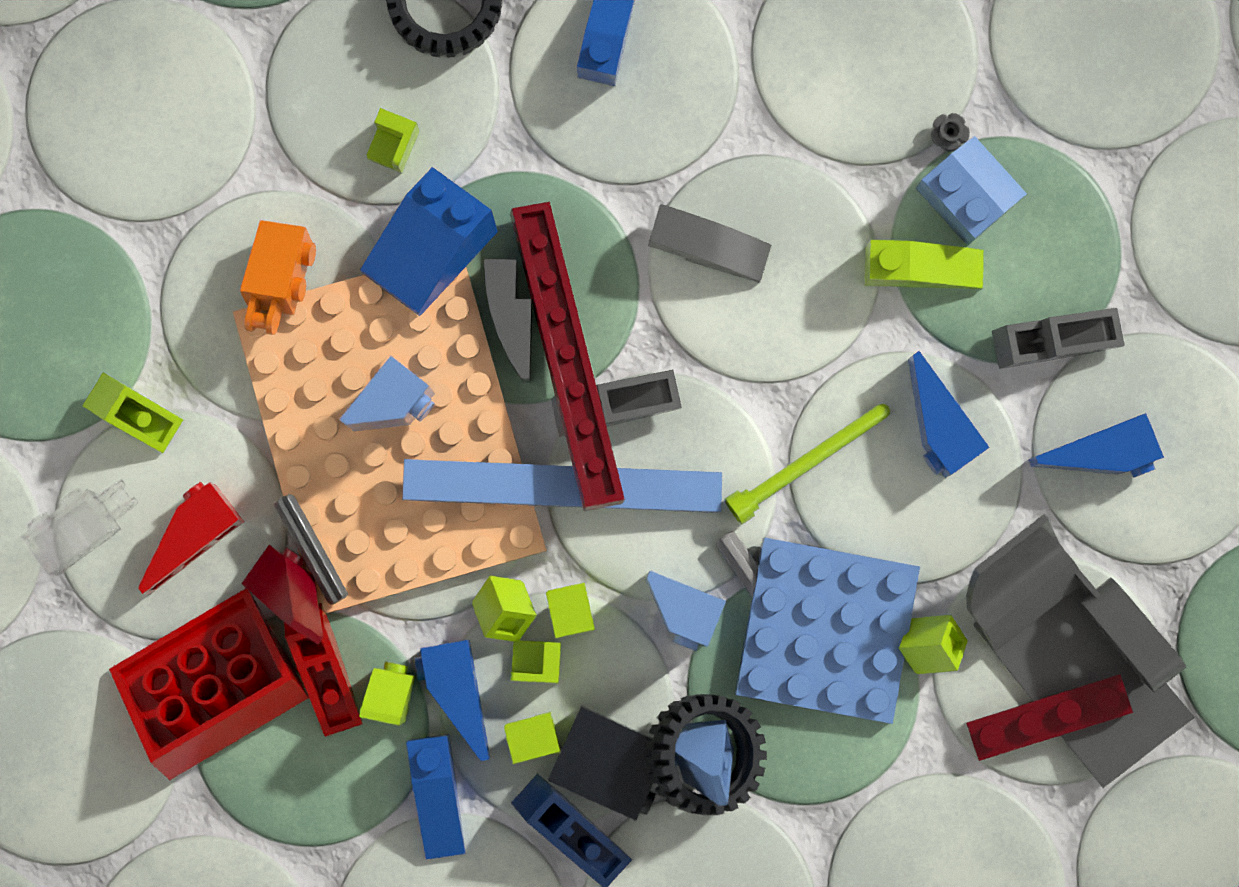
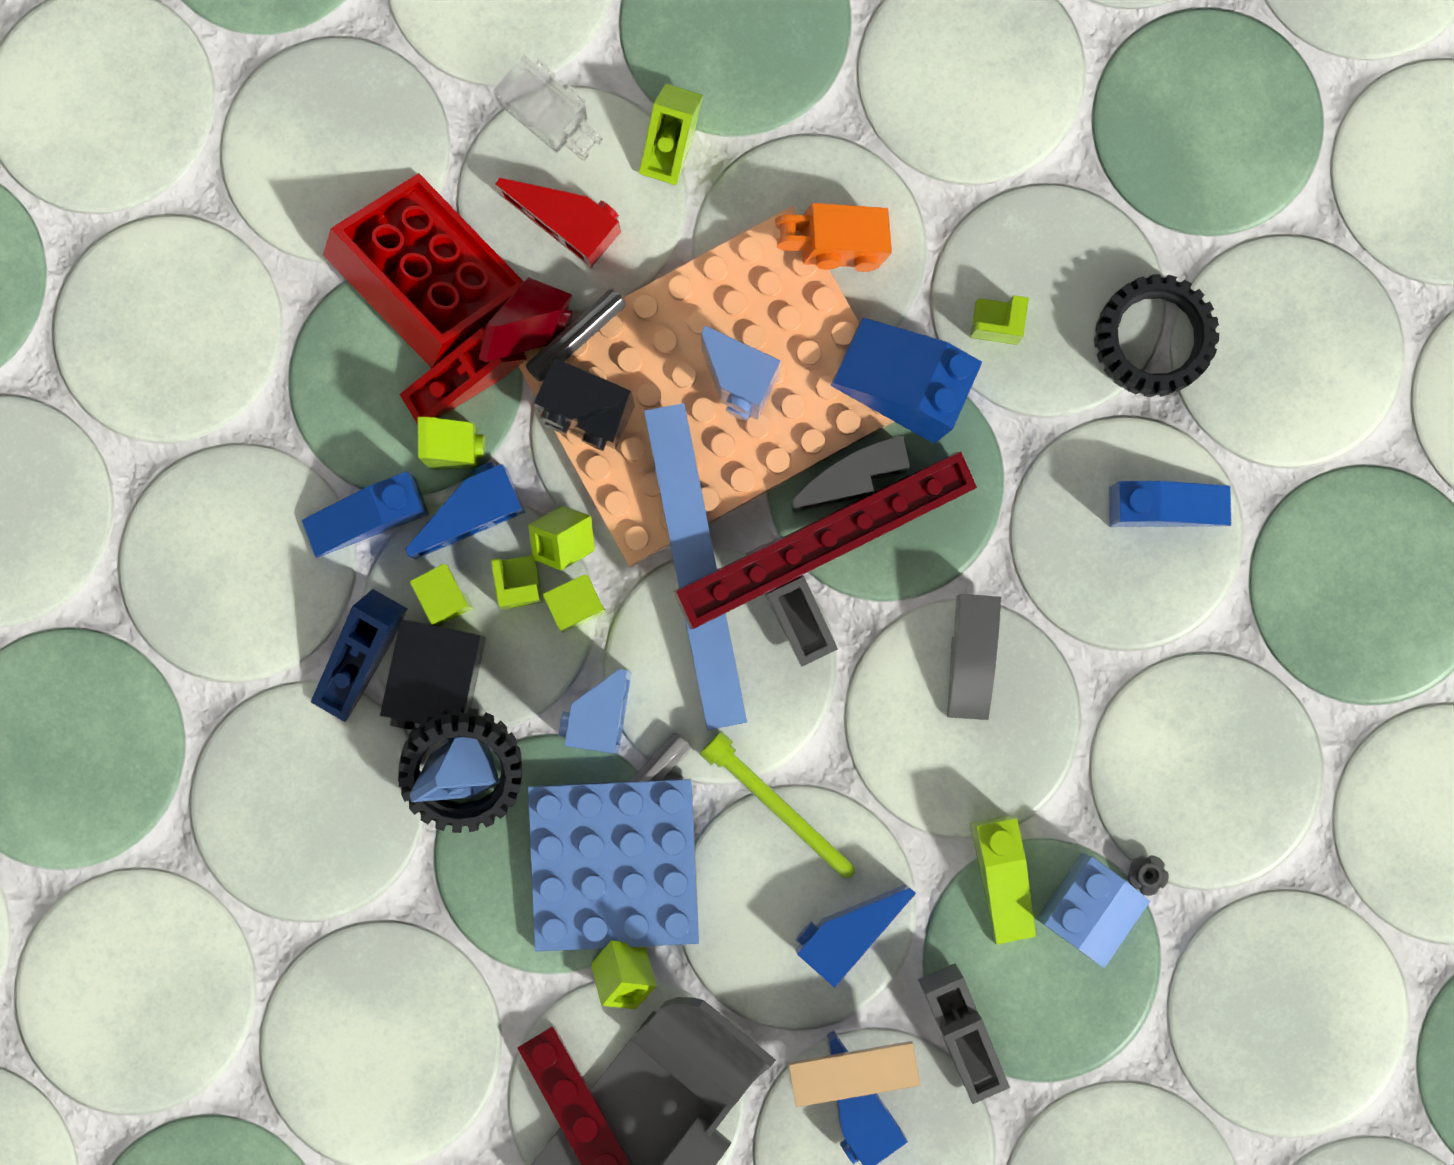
camera: 80 degrees right, 0 degrees up
(384, 555) = (584, 405): none -> black slope
(1072, 447) = (854, 1074): none -> tan tile

